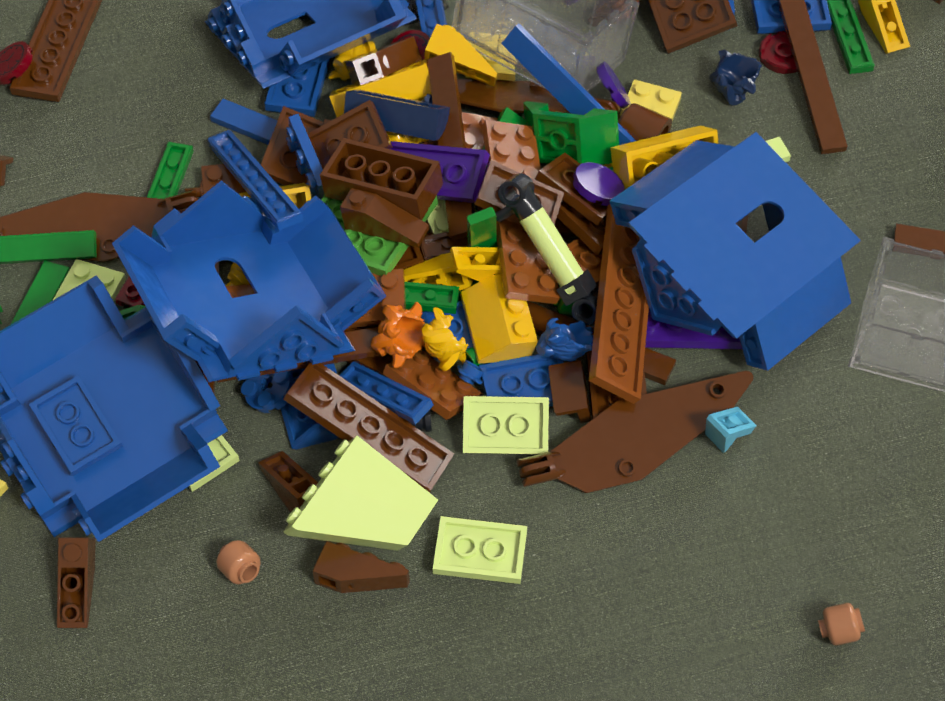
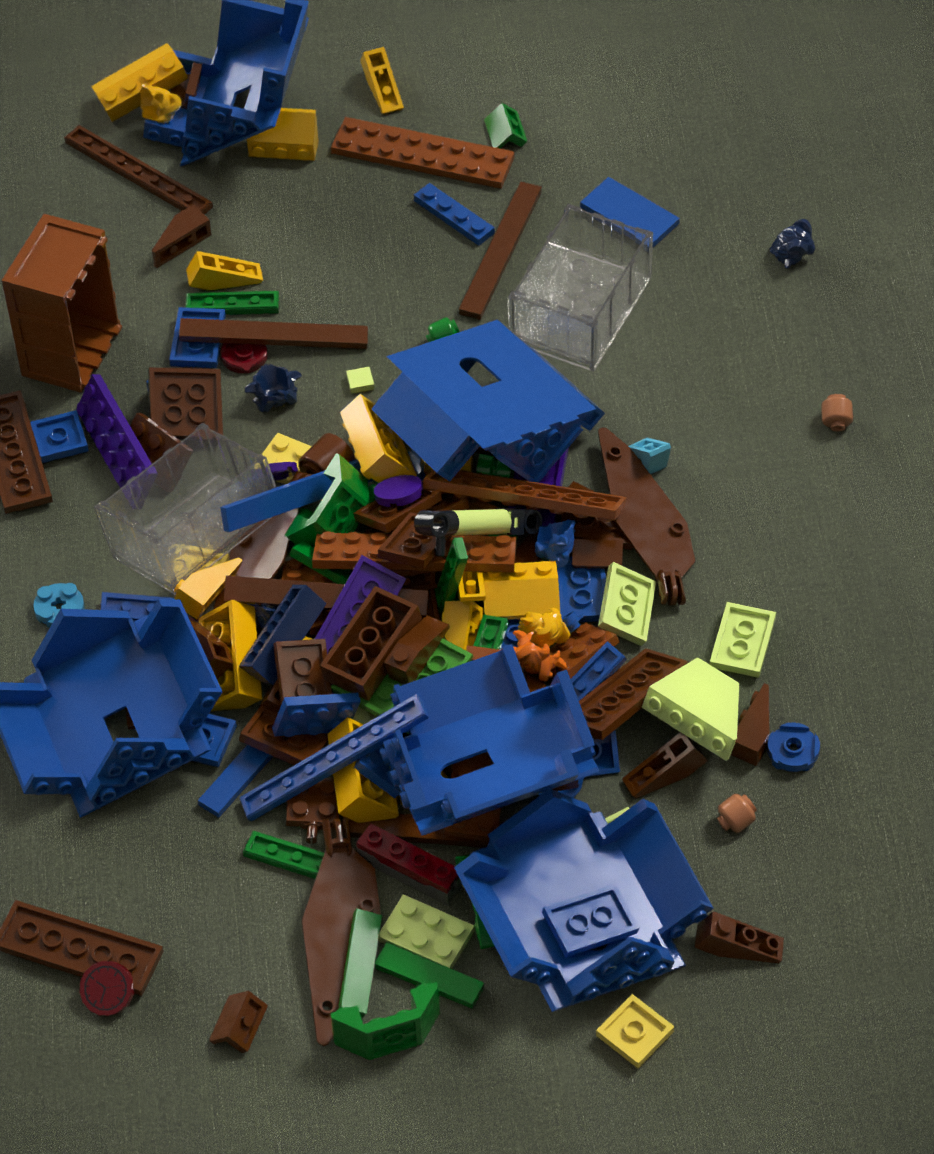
camera: 80 degrees left, 5 degrees down
(324, 604) = (793, 760): none -> blue plate
(853, 212) = (442, 328): none -> green head

